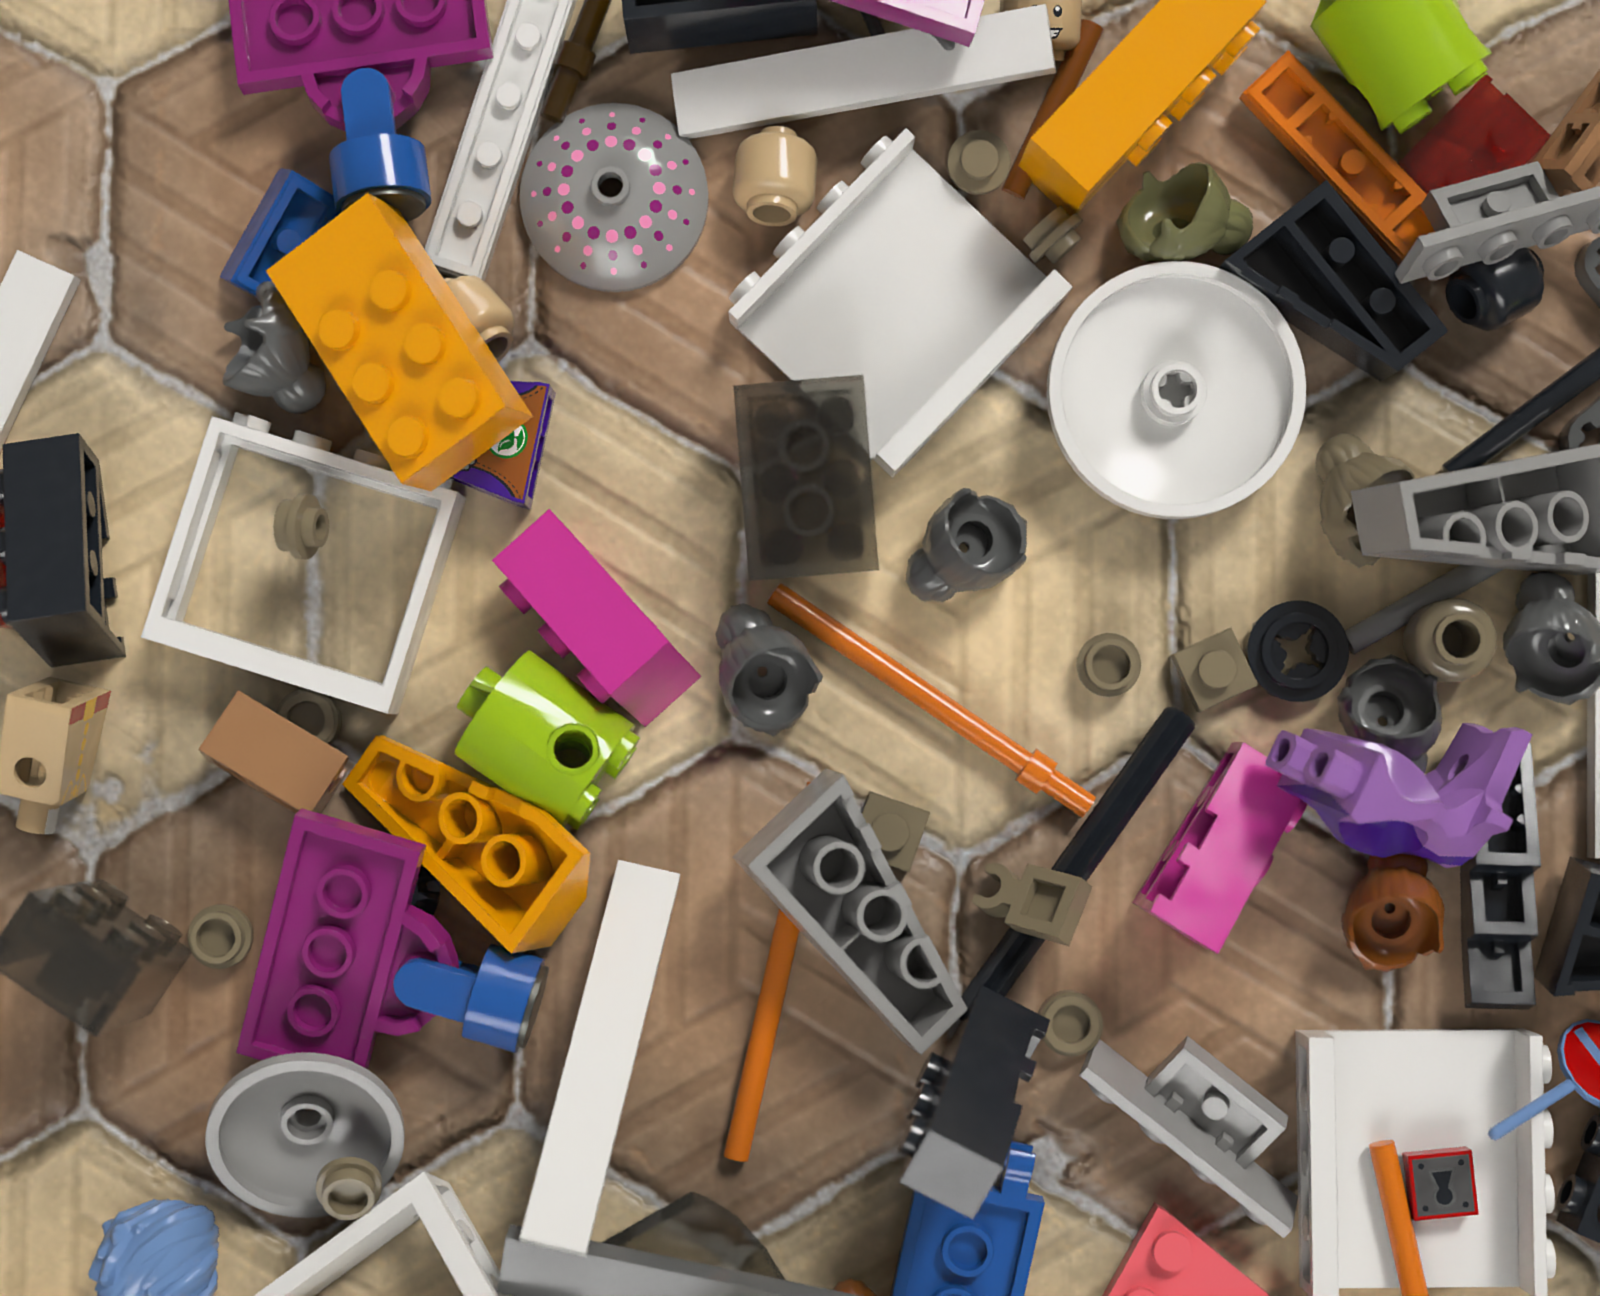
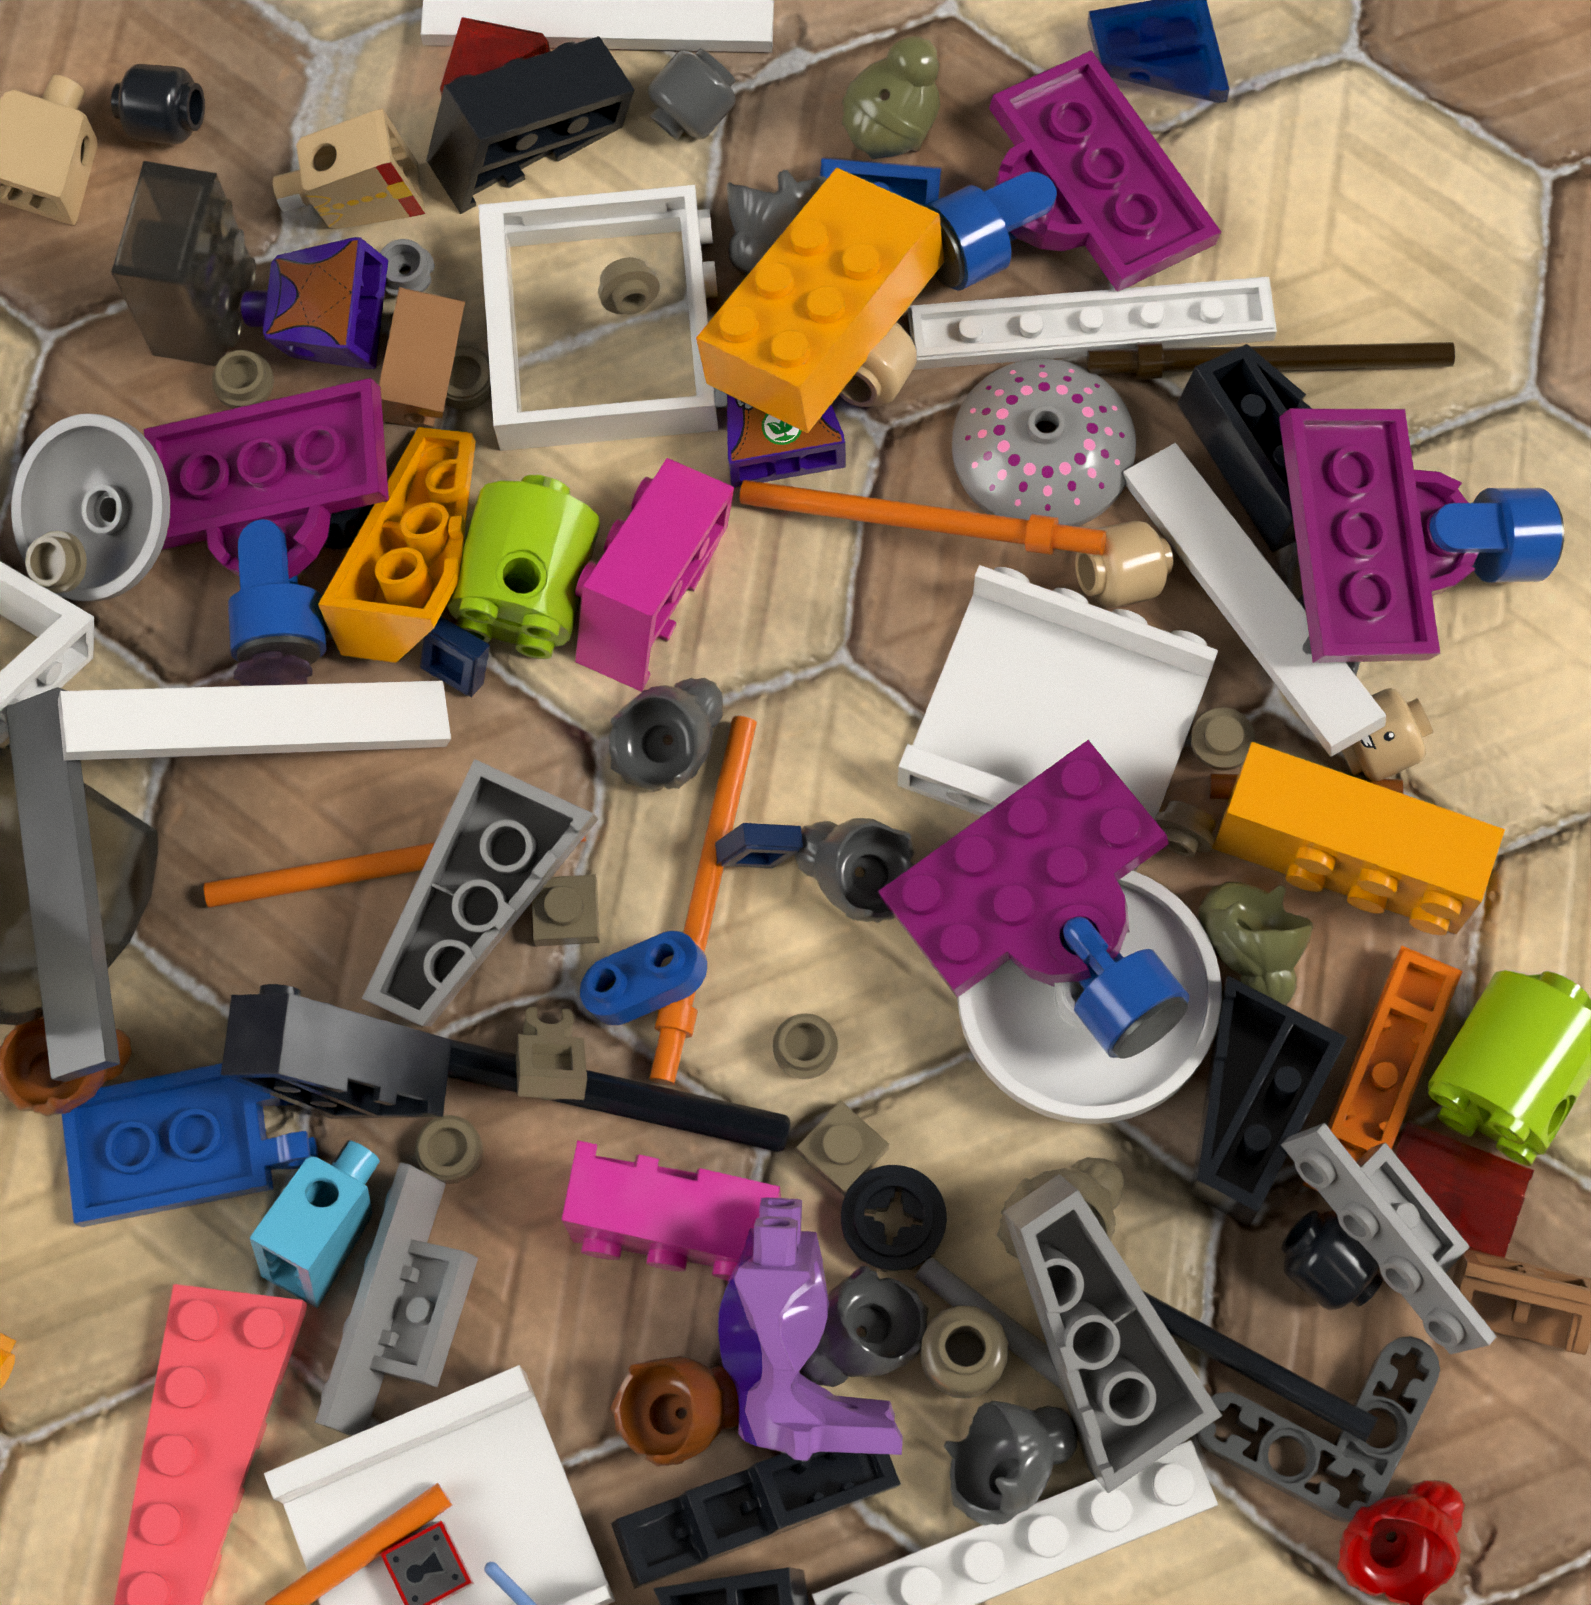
camera: 75 degrees right, 15 degrees down
(102, 378) = (691, 94): none -> dark grey head
(151, 729) = (407, 254): none -> light grey plate
(179, 829) = (323, 303): none -> dark purple torso
(186, 158) = (903, 119): none -> olive piece
(548, 1018) = (273, 669): none -> plant
(607, 837) = (455, 657): none -> dark blue tile
(723, 242) = (1038, 534): none -> orange bar
(807, 478) = (857, 694): clear smoke brick -> none
(911, 630) = (758, 845): none -> dark blue tile
(988, 789) = (640, 980): none -> blue plate
(1078, 390) = (1044, 891): none -> magenta plate
(1118, 1192) = (316, 1223): none -> medium azure torso

